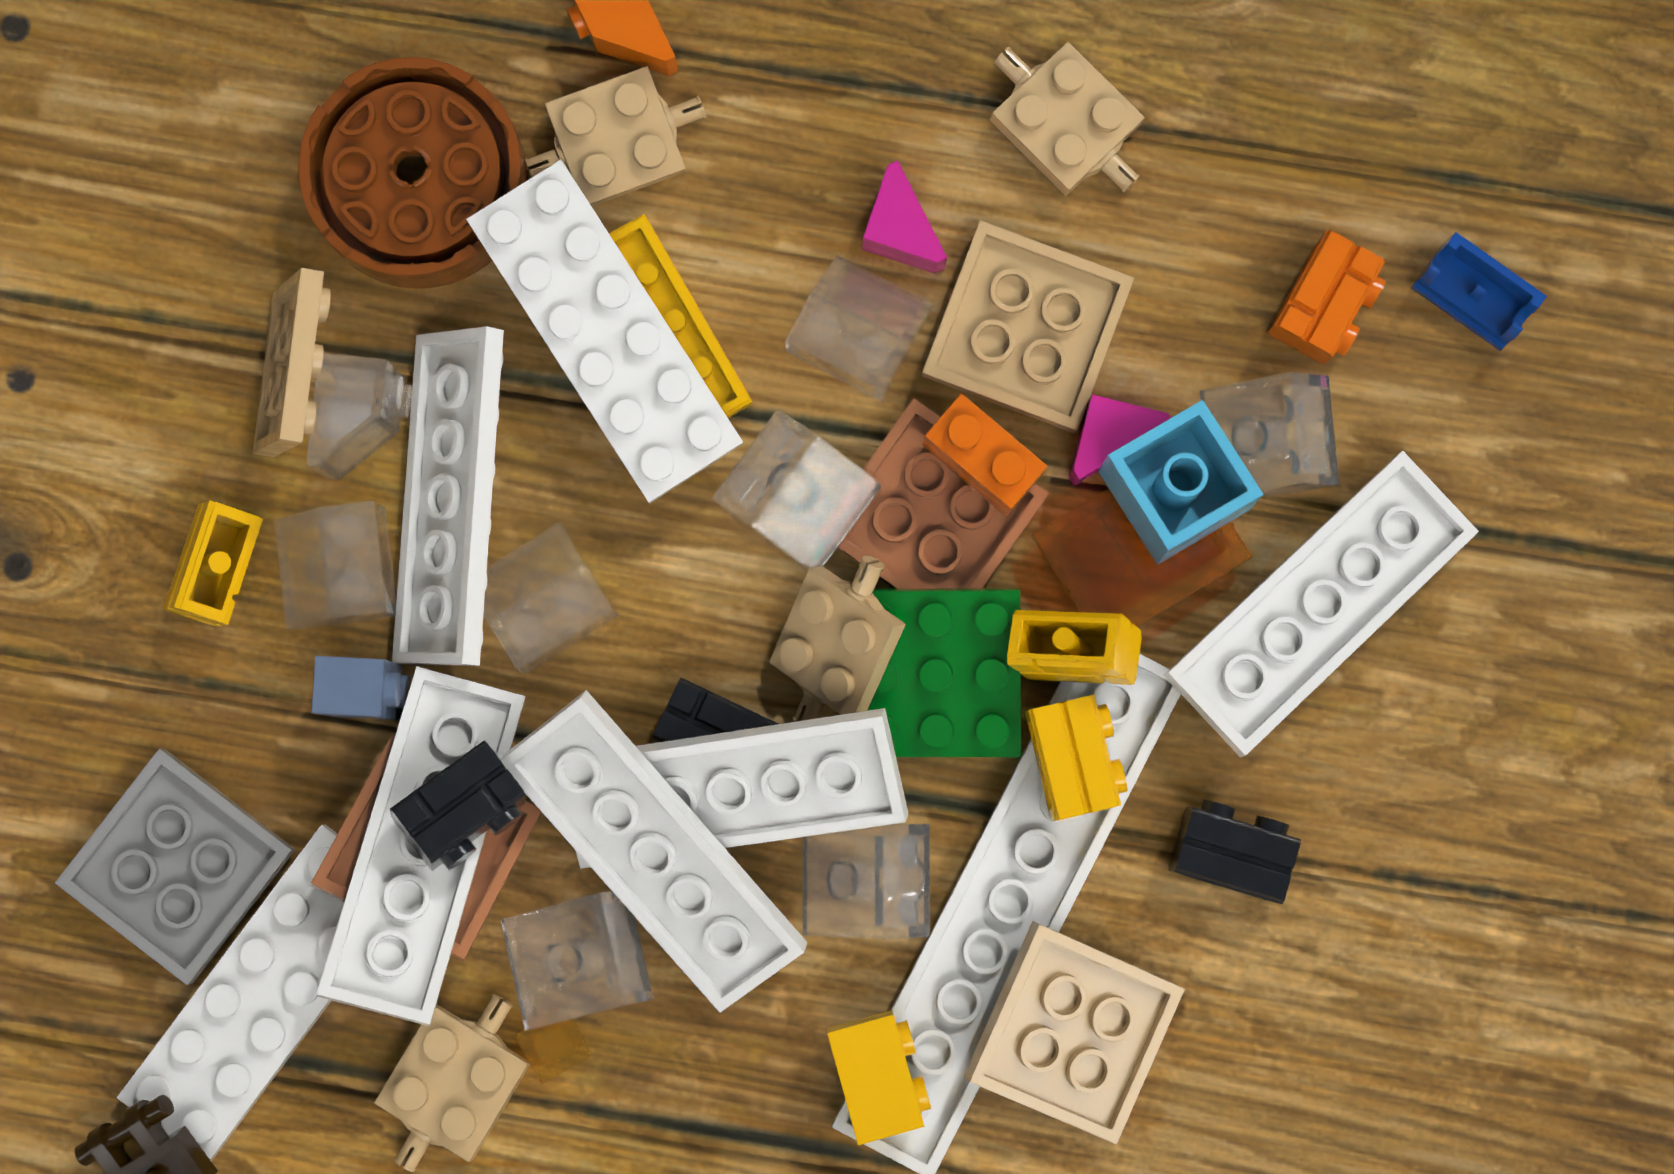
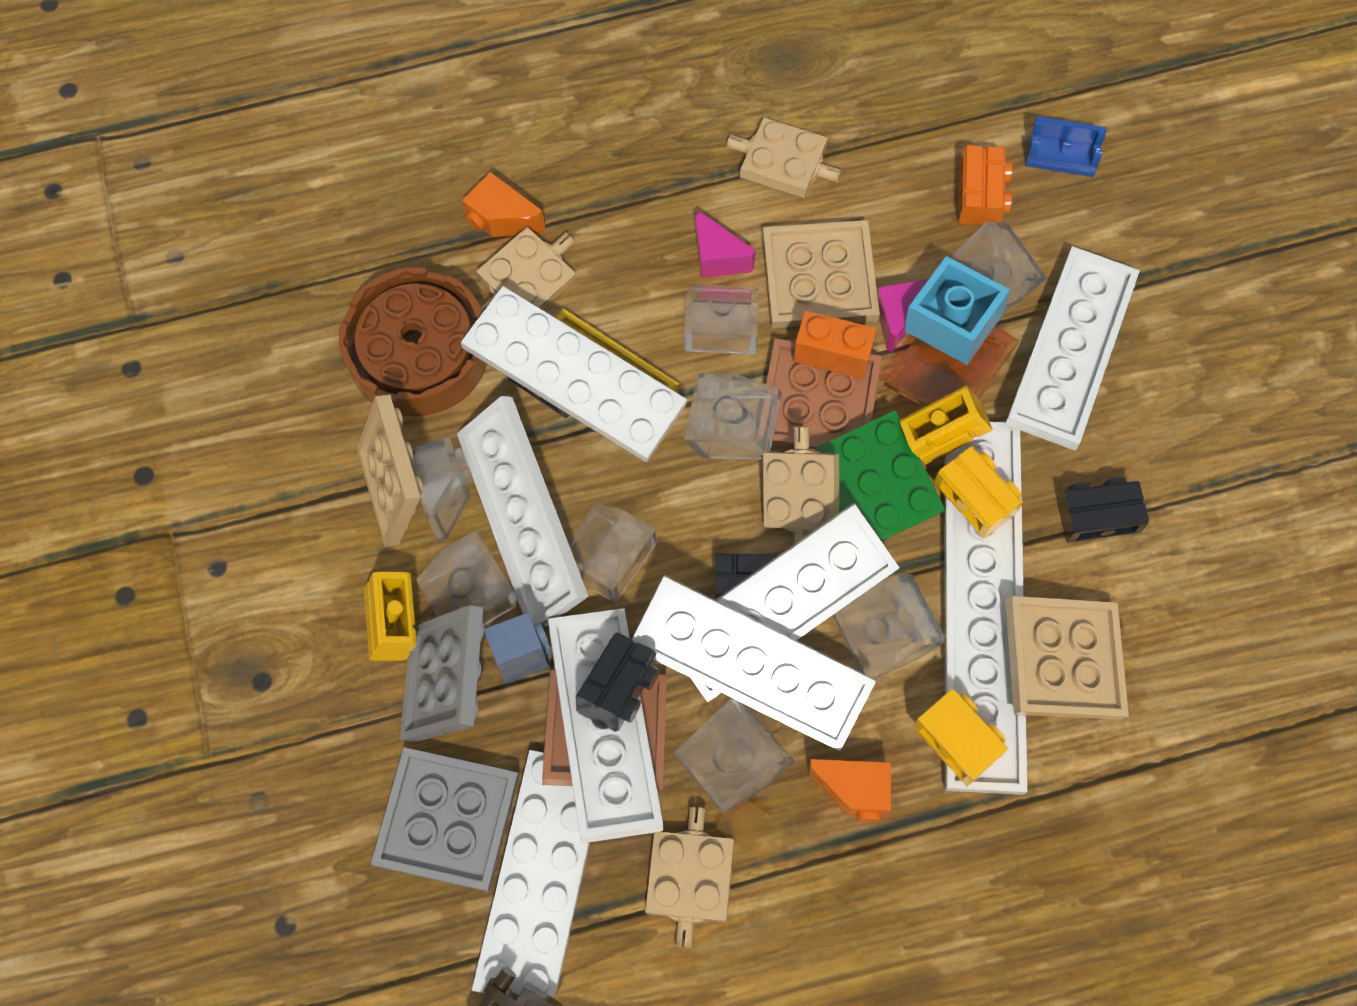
camera: 20 degrees left, 15 degrees down
(243, 685) = (443, 675): none -> light grey plate
(716, 1070) = (855, 786): none -> orange slope

